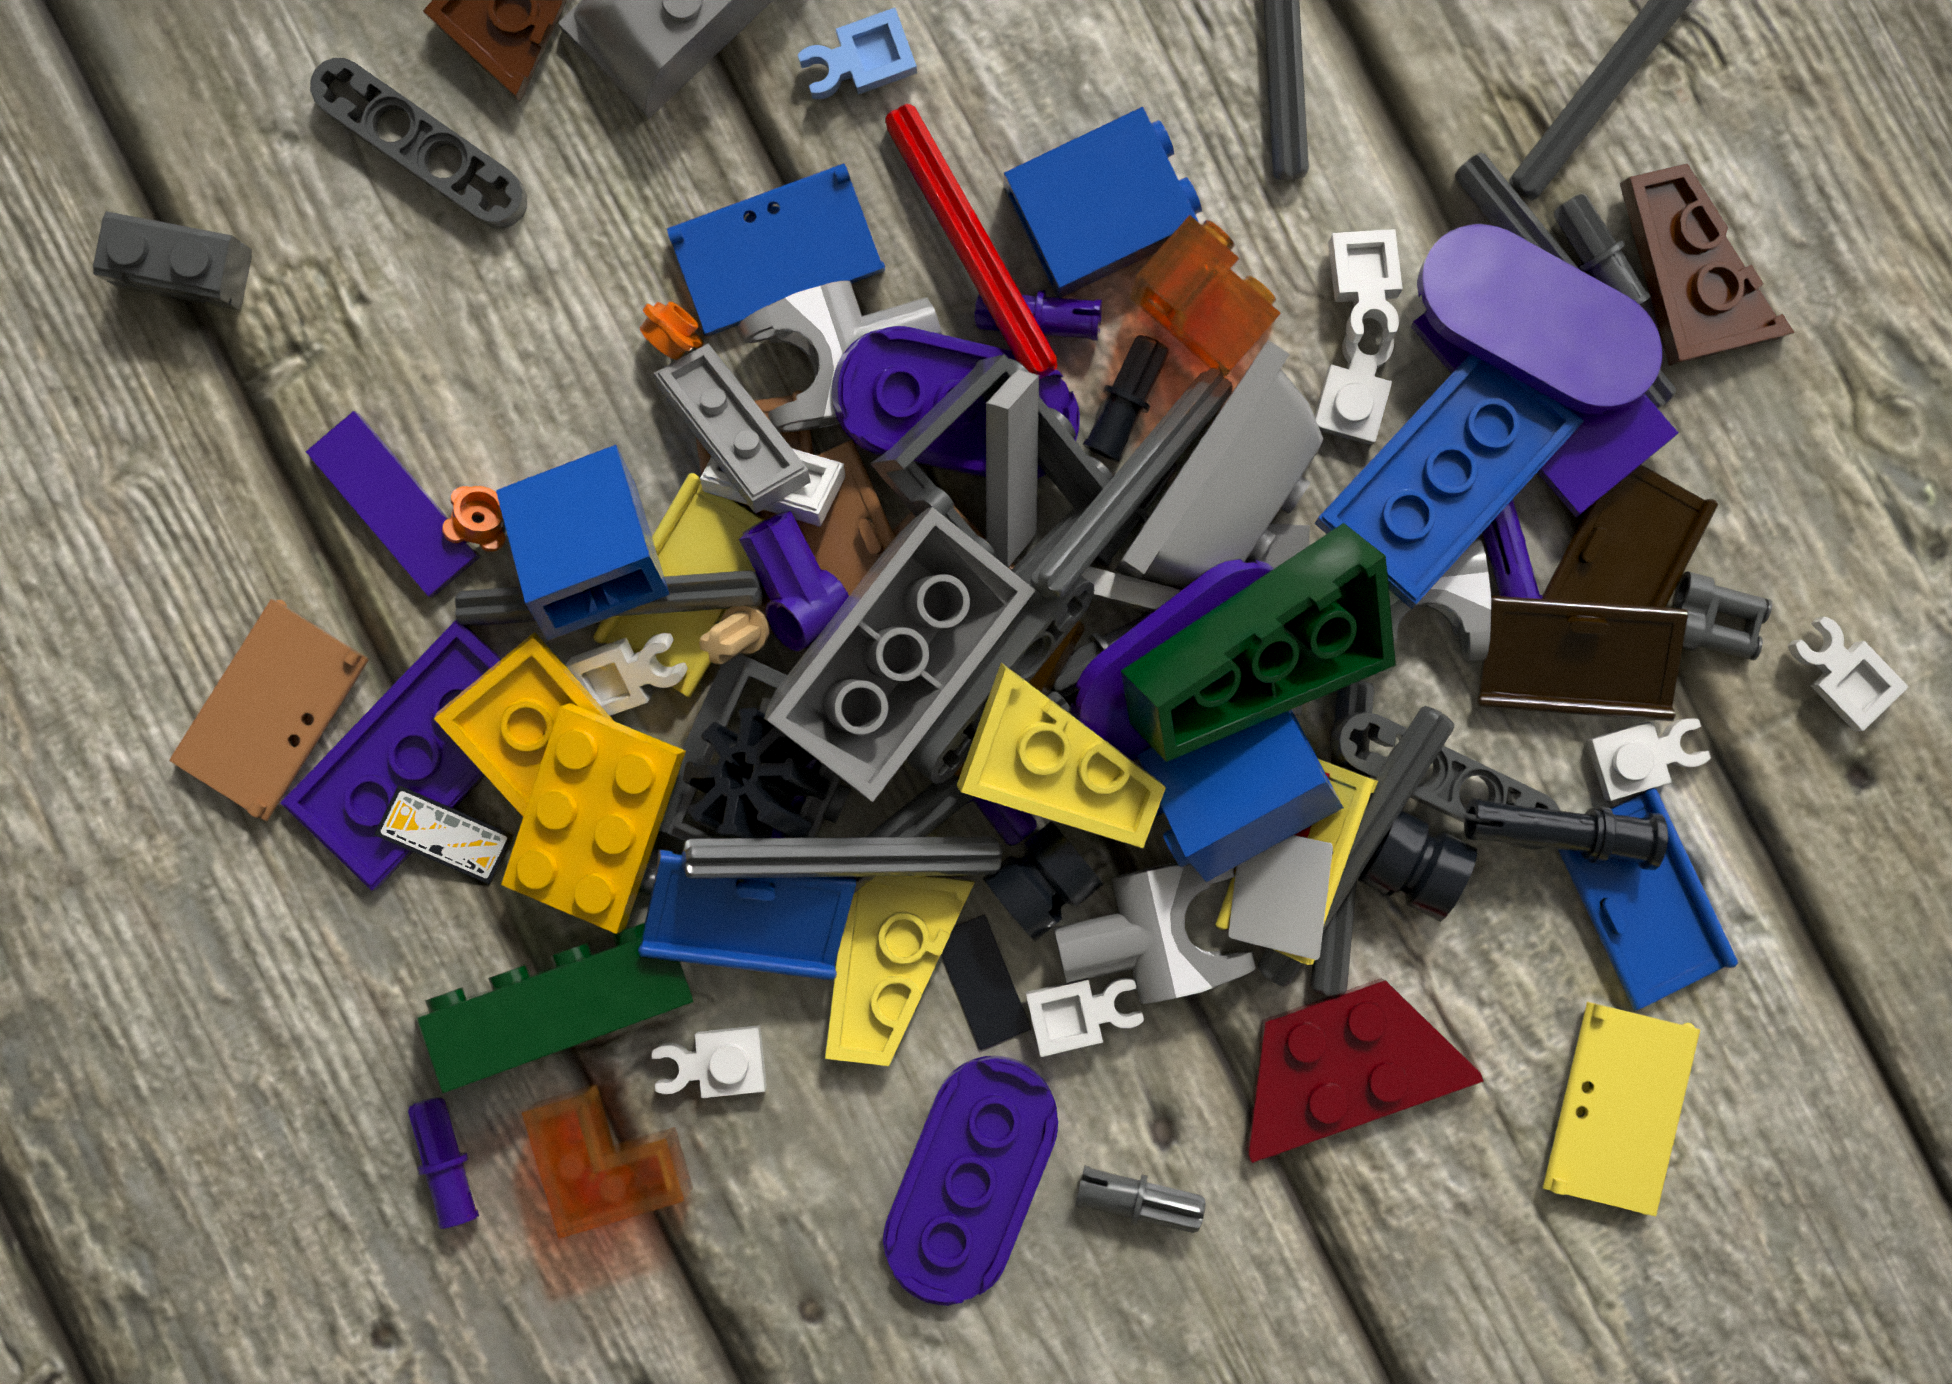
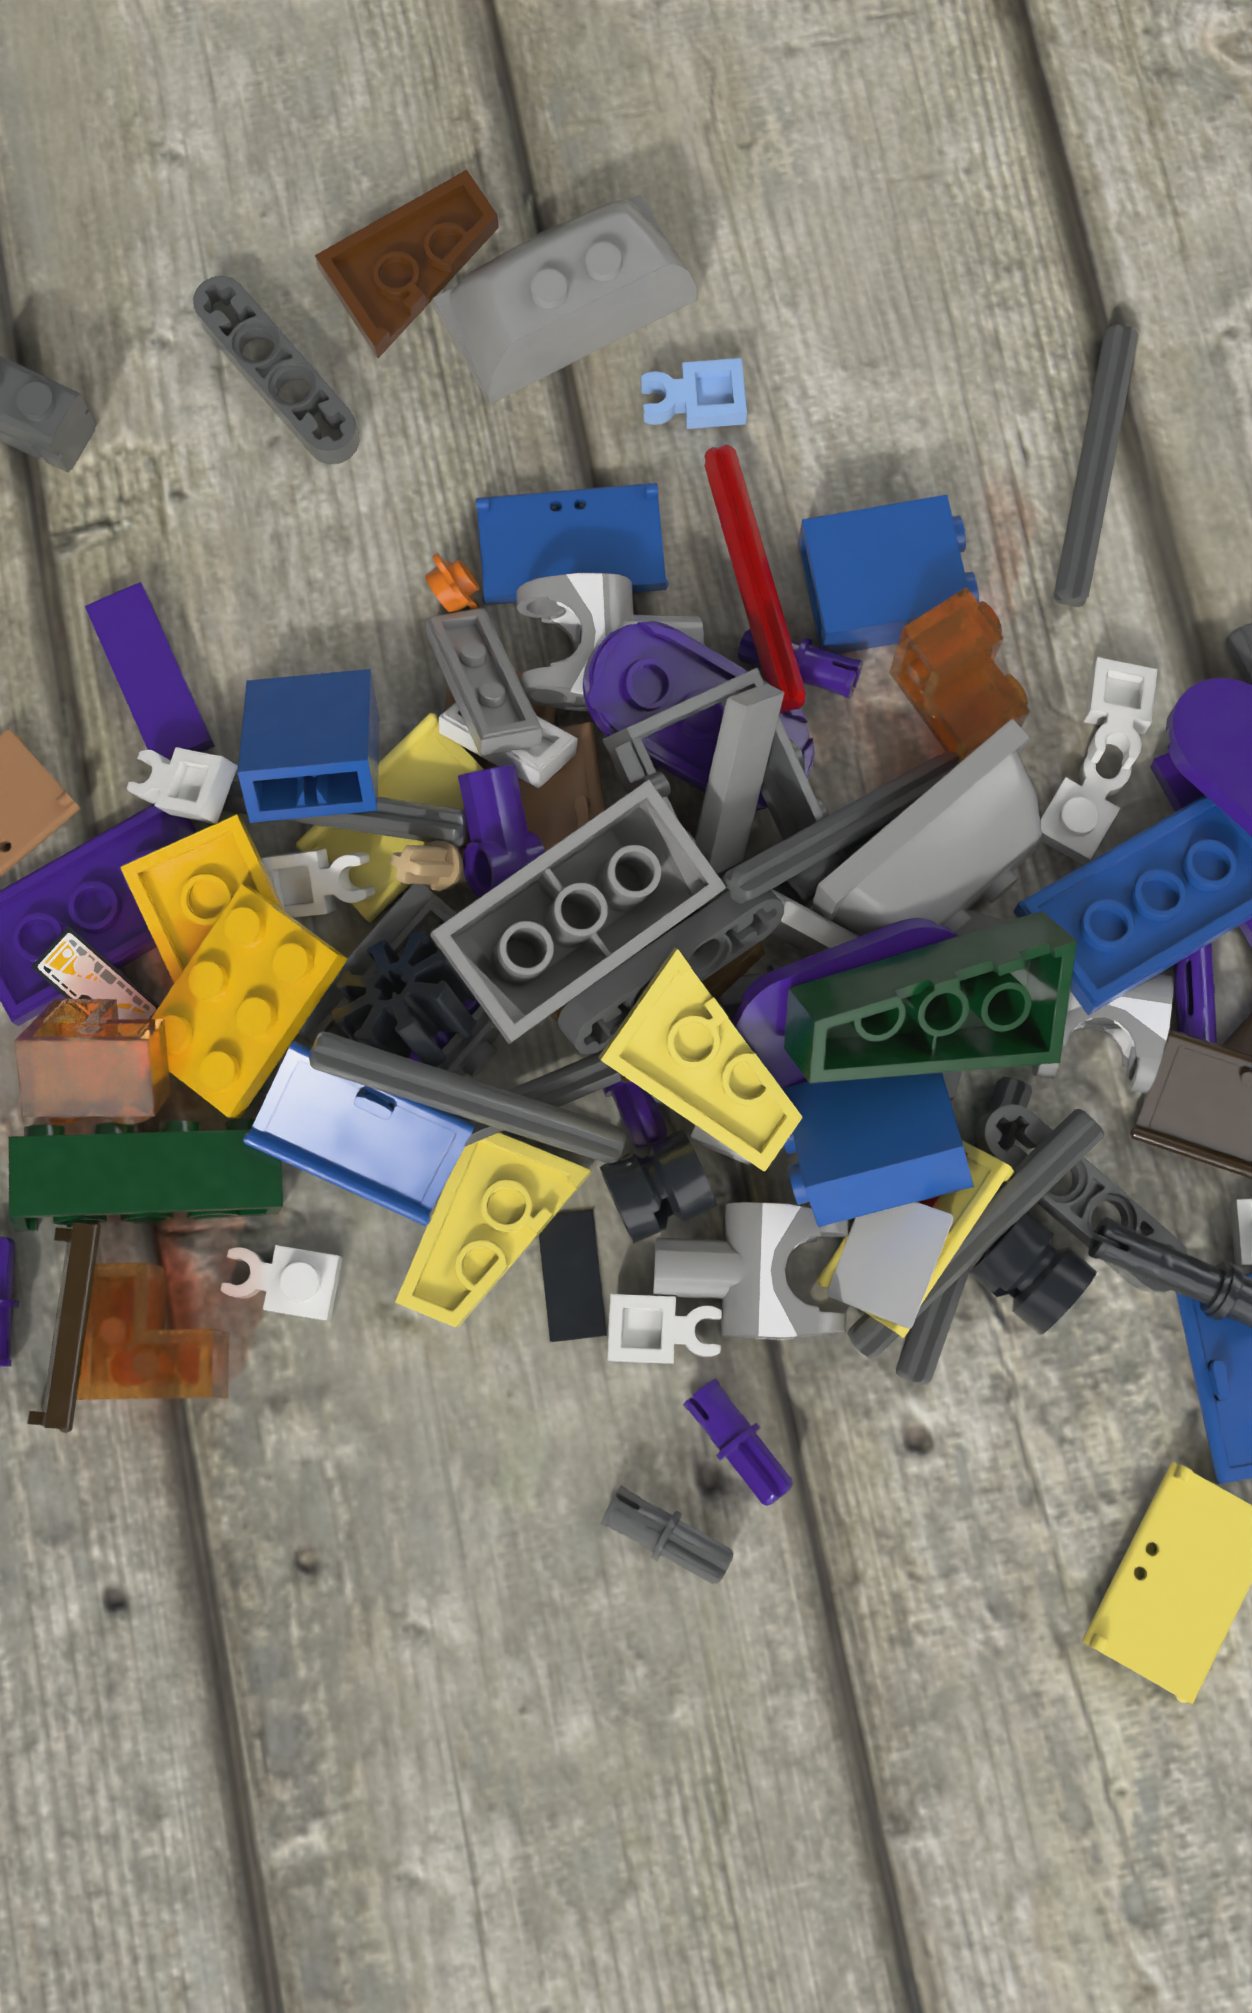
camera: 20 degrees right, 10 degrees down
(469, 921) = (92, 1064): none -> clear orange brick
(470, 614) = (187, 786): none -> white plate
(475, 501) = (220, 692): orange plate -> none
(527, 1173) = (69, 1326): none -> dark brown door
(970, 1180) = (503, 1470): dark purple tile -> none
(1127, 398) = (863, 757): black axle -> none
(1183, 1096) = (739, 1442): none -> dark purple axle
(1347, 1066) = (912, 1460): dark red wing -> none

